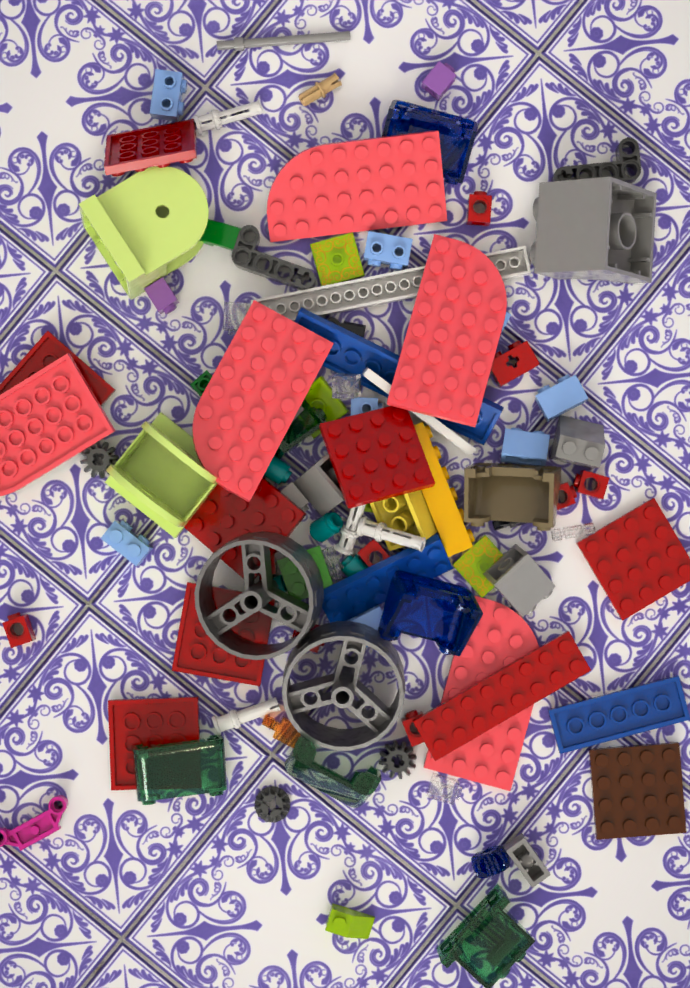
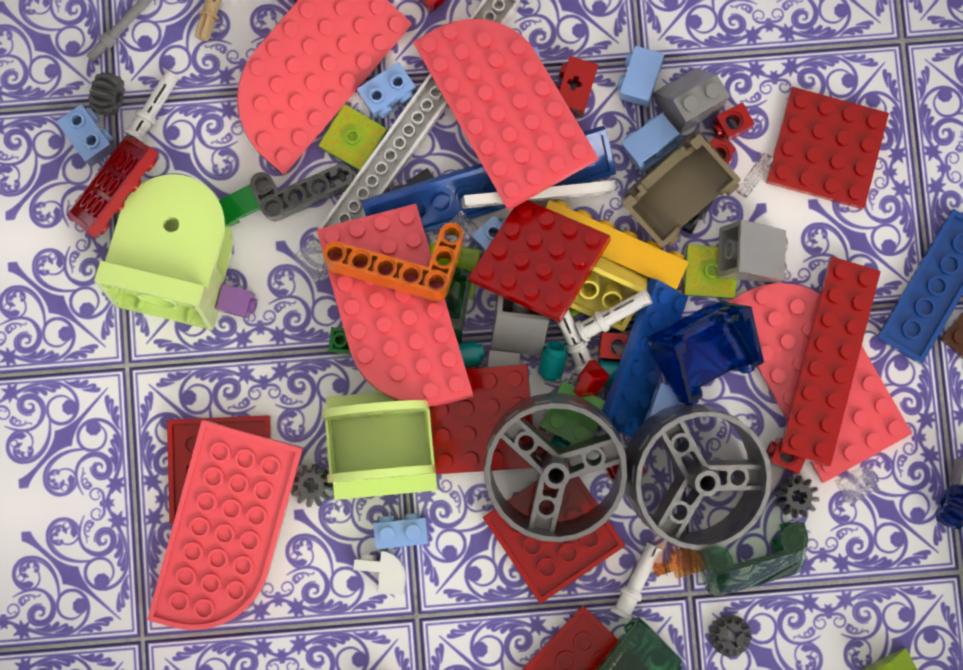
camera: 45 degrees left, 5 degrees down
(99, 559) = (390, 568): none -> white brick
(205, 81) = (106, 94): none -> dark grey gear
(280, 377) = (401, 268): none -> orange beam
(336, 562) = (591, 379): none -> red bracket

